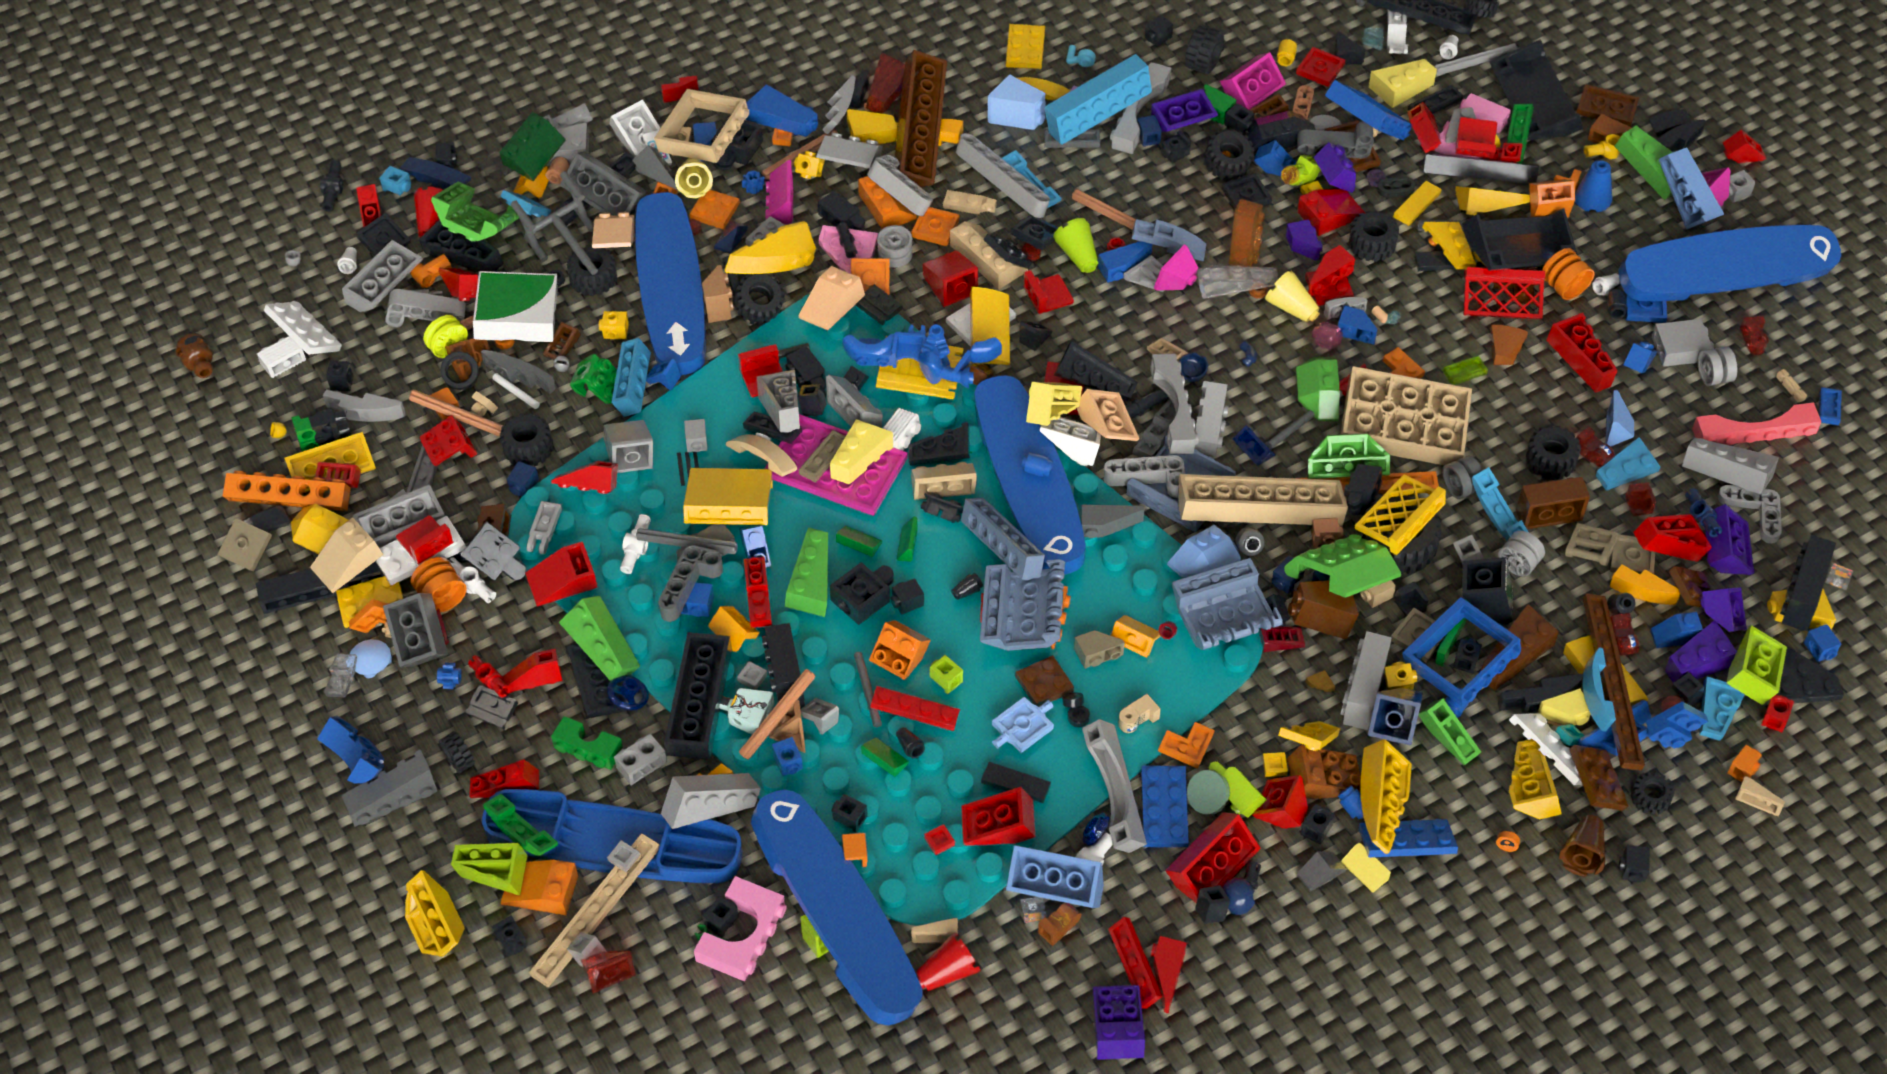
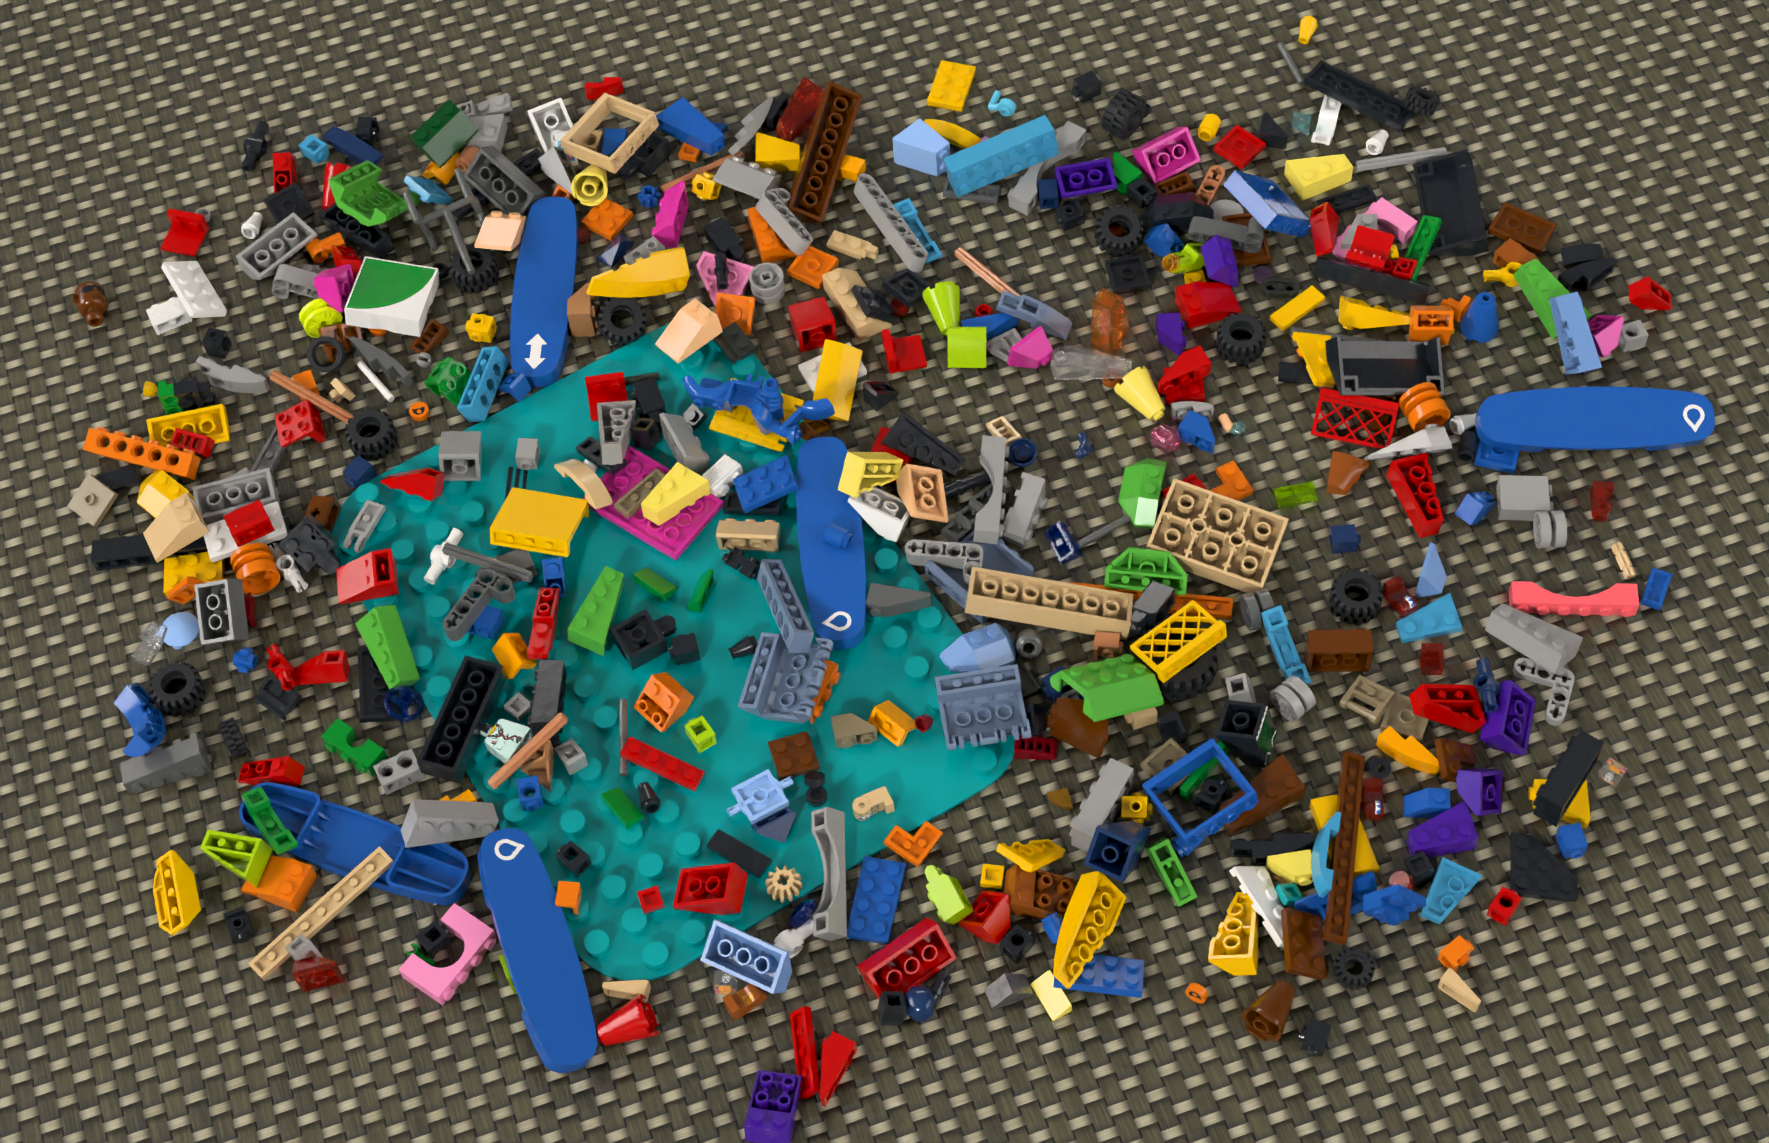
camera: 15 degrees right, 5 degrees up
(278, 275) = (186, 232): none -> red bracket
(381, 700) = (174, 675): none -> black tyre
(457, 302) = (335, 286): none -> dark pink slope
(569, 413) = (419, 411): none -> orange tile
(623, 856) = (356, 866): light grey plate -> none
(949, 428) = (765, 484): none -> blue plate
(1046, 749) = (776, 825): none -> dark blue slope
(1070, 803) = (791, 886): none -> tan gear
(1111, 278) = (967, 347): none -> lime slope
(1208, 792) = (918, 894): sand green tile -> none
(1524, 402) = (1344, 538): none -> dark blue brick
(1580, 301) = (1428, 440): none -> light grey wedge
(1757, 666) = (1495, 855): lime slope -> none

